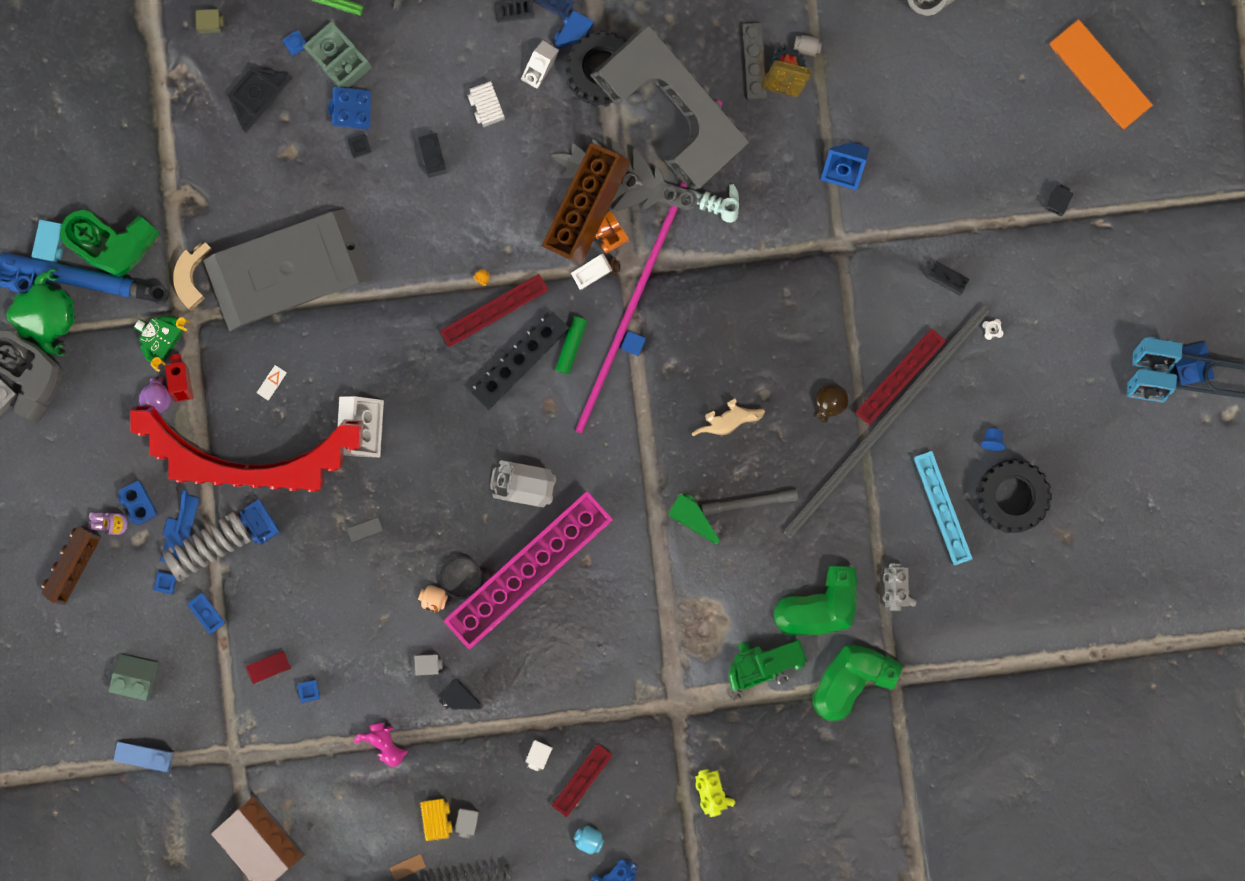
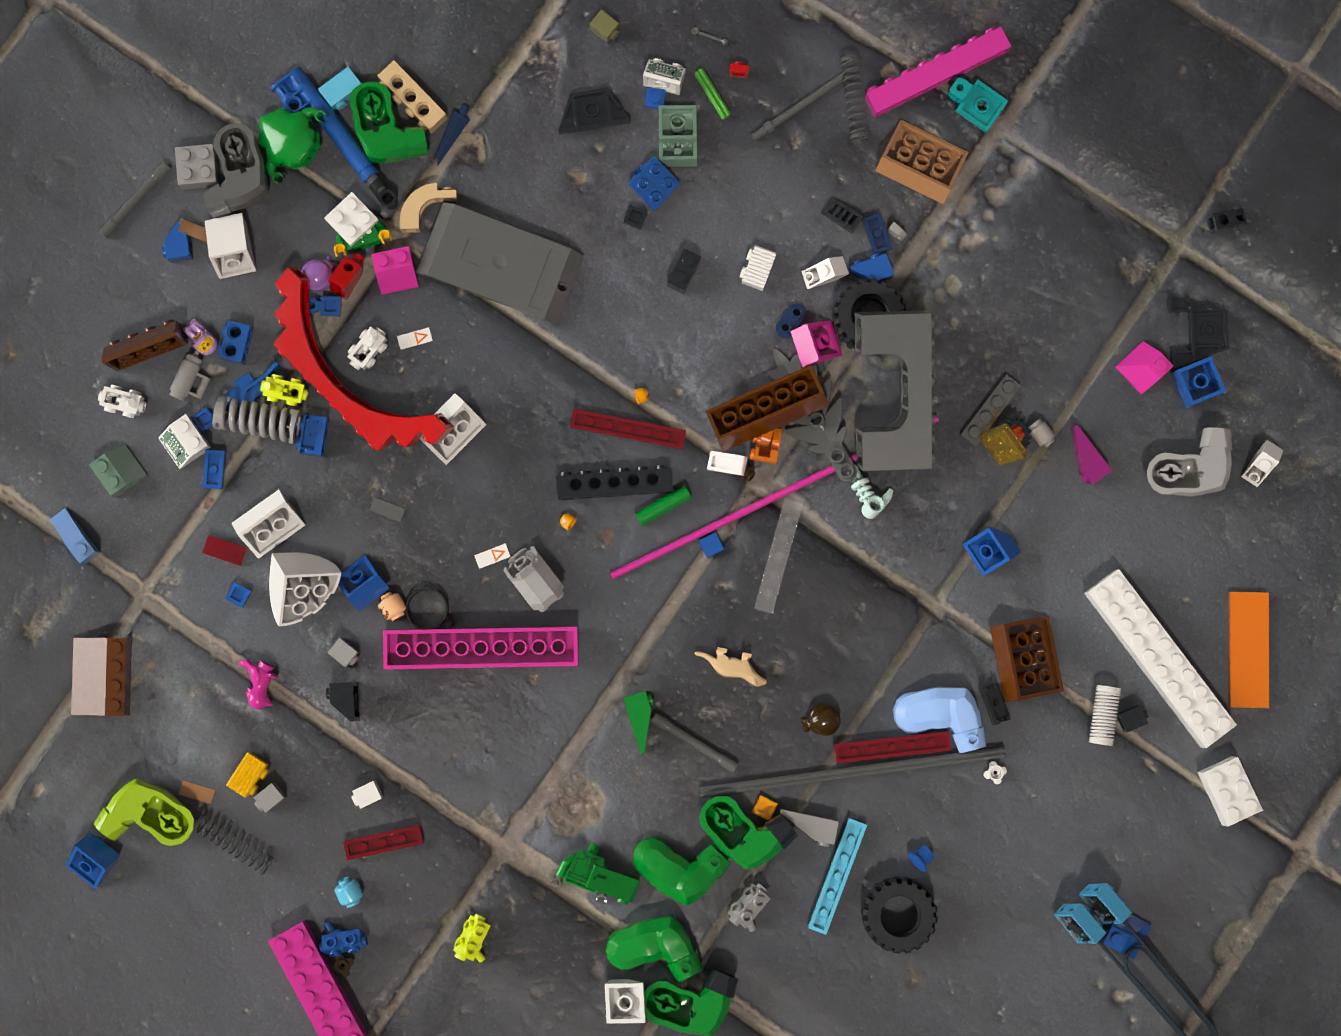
camera: 40 degrees right, 0 degrees up
(27, 466) = (177, 245): none -> blue slope
(30, 446) = (192, 230): none -> medium nougat sticker
(68, 433) = (229, 246): none -> white slope
(80, 193) = (394, 73): none -> tan brick
(95, 620) = (128, 403): none -> white brick
(123, 562) = (186, 376): none -> light grey piece
(145, 333) = (351, 219): none -> white plate
(161, 196) = (454, 128): none -> dark blue bar
(164, 612) = (184, 441): none -> white slope
(184, 414) = (329, 306): none -> blue plate
(201, 510) = (277, 388): none -> neon yellow brick
(212, 343) = (395, 270): none -> dark pink slope
(242, 417) = (371, 343): none -> white brick
(284, 618) = (268, 524): none -> white slope
(288, 20) = (664, 76): none -> white slope
(350, 643) = (300, 585): none -> white brick
(394, 601) = (362, 583): none -> blue slope
(475, 495) = (492, 556): none -> white sticker
(509, 419) = (567, 521): none -> light orange hinge
(545, 123) = (790, 320): none -> dark blue plate
(579, 123) = (816, 343): none -> dark pink slope
(690, 308) = (778, 556): none -> clear tile
(844, 505) = (764, 807): none -> light orange tile
(846, 541) = (739, 835): none -> green piece
(860, 35) = (1089, 461): none -> magenta slope
(867, 738) = (625, 1001): none -> white slope
(895, 486) = (818, 828): none -> light grey slope
(912, 316) = (942, 709): none -> light blue piece
(919, 703) = (688, 1009): none -> green piece
(942, 224) = (1026, 659): none -> reddish brown slope
(1041, 138) = (1160, 659): none -> white brick
(1043, 239) = (1104, 692): none -> white piece
(1177, 191) = (1230, 791): none -> white brick

